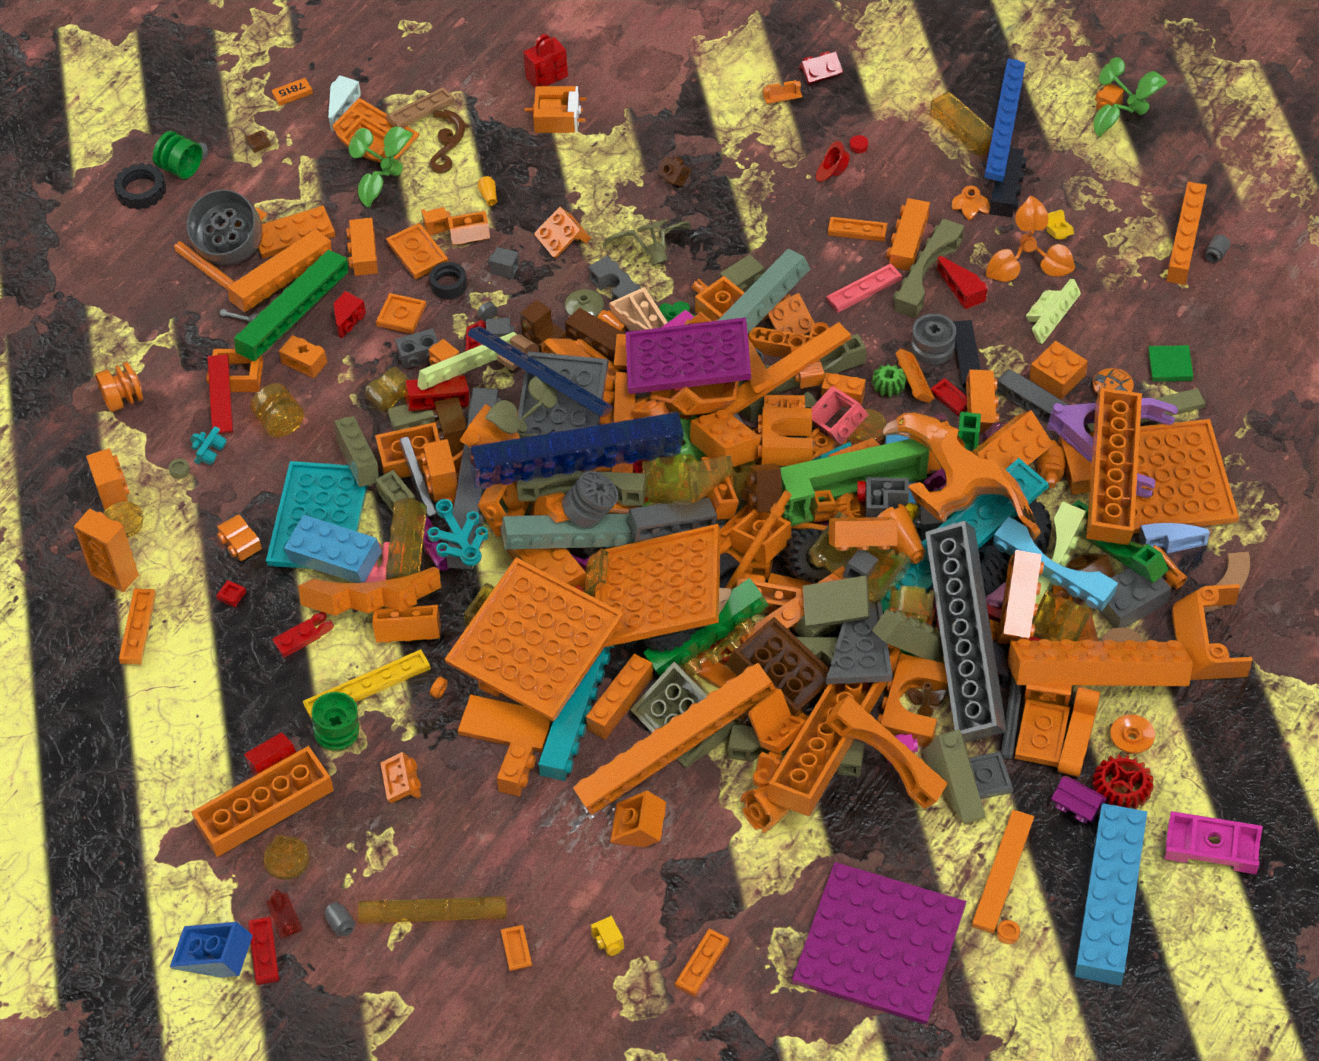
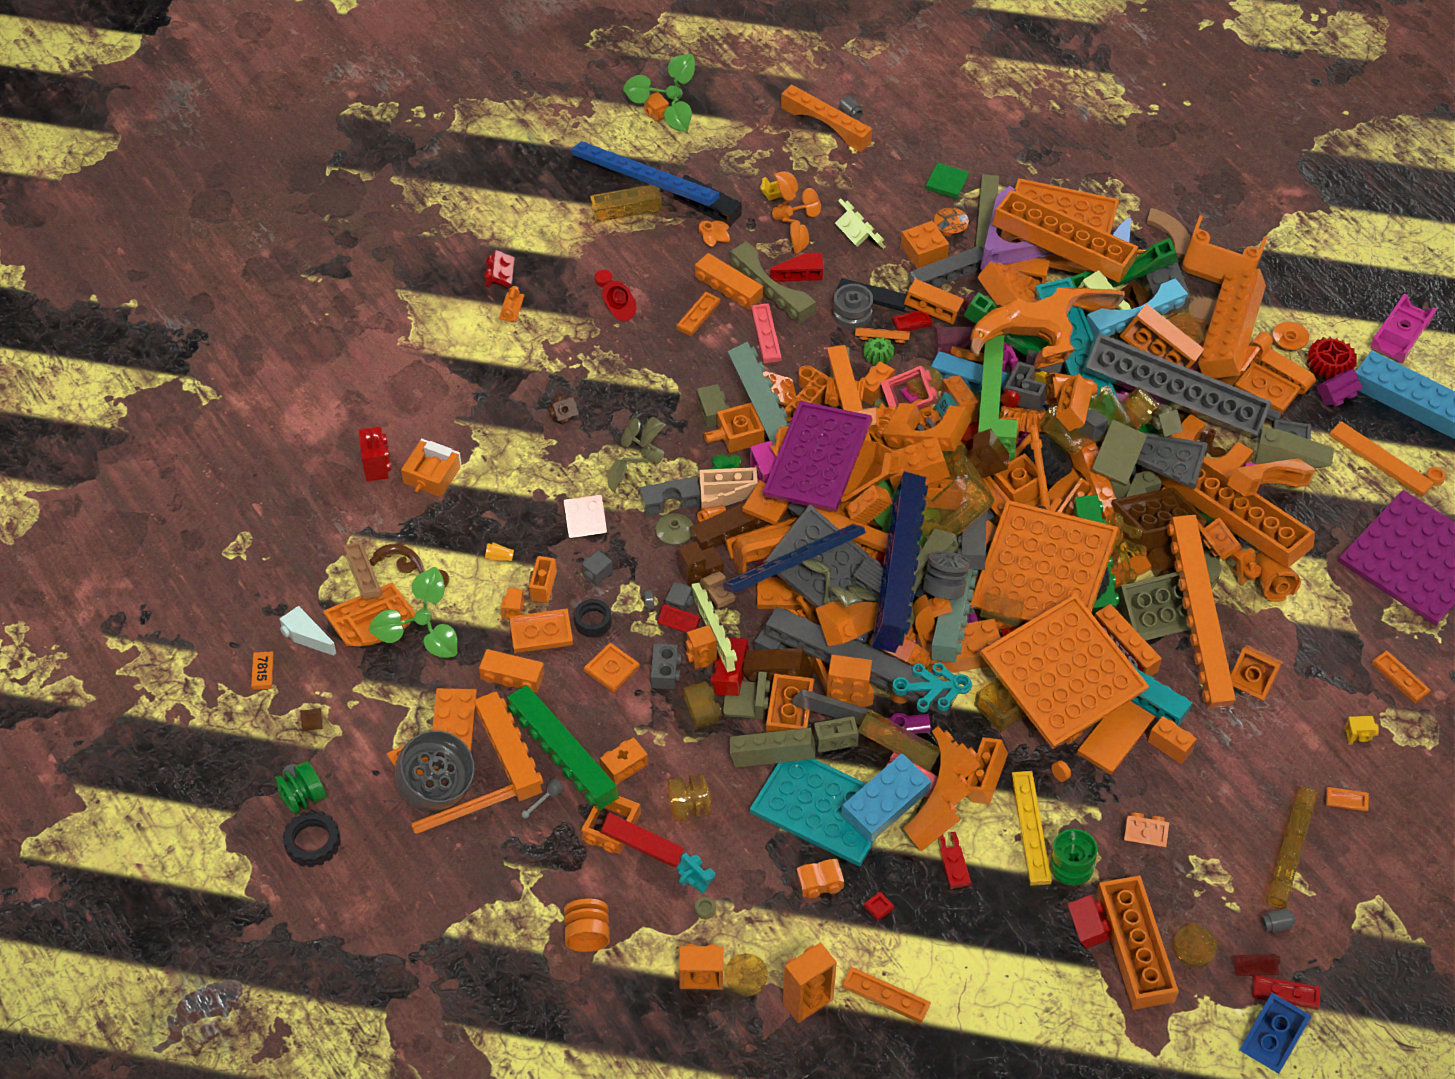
camera: 70 degrees left, 0 degrees up
(348, 312) = (588, 709): red slope -> none

